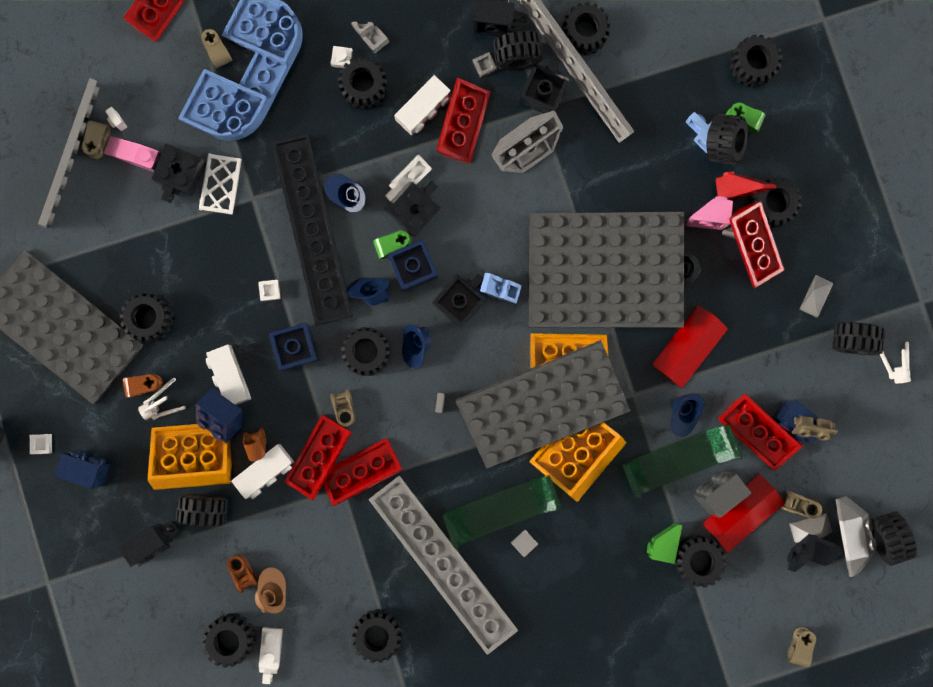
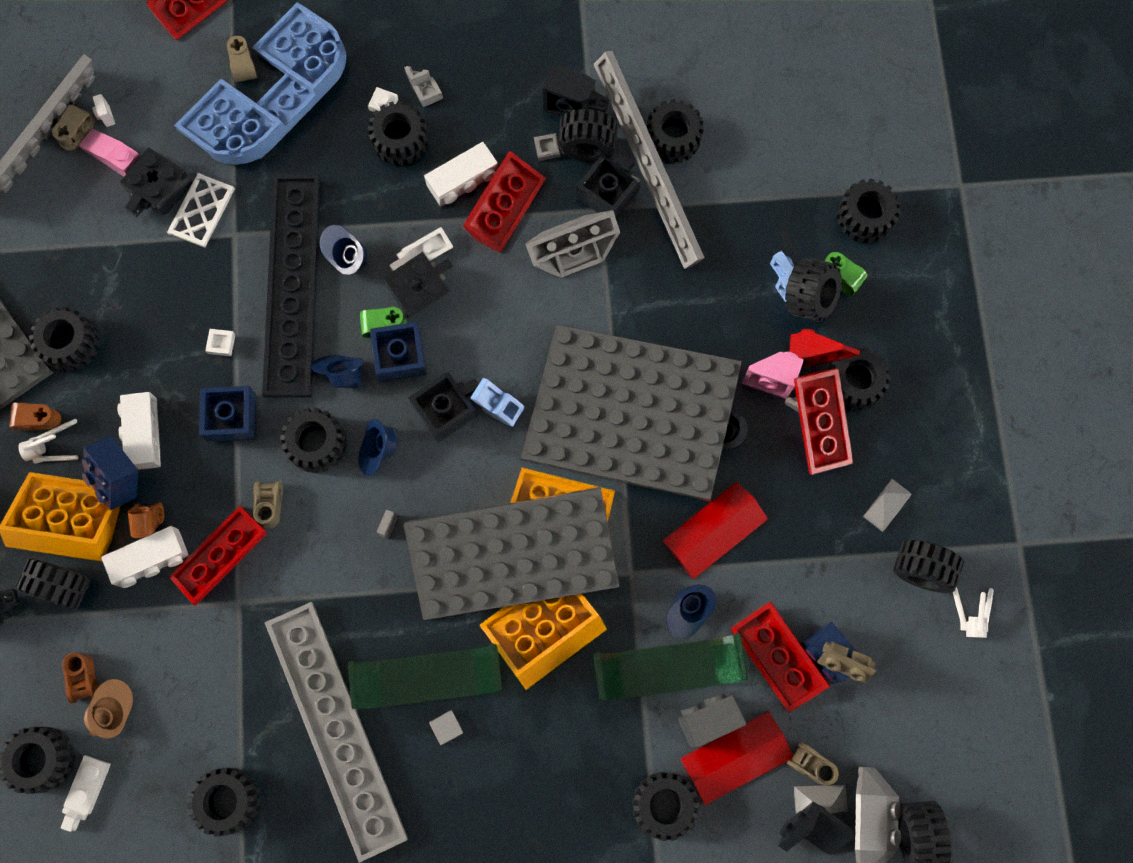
camera: 15 degrees right, 10 degrees down
(361, 471) = (266, 586): red slope -> none
(665, 544) = (625, 773): bright green slope -> none

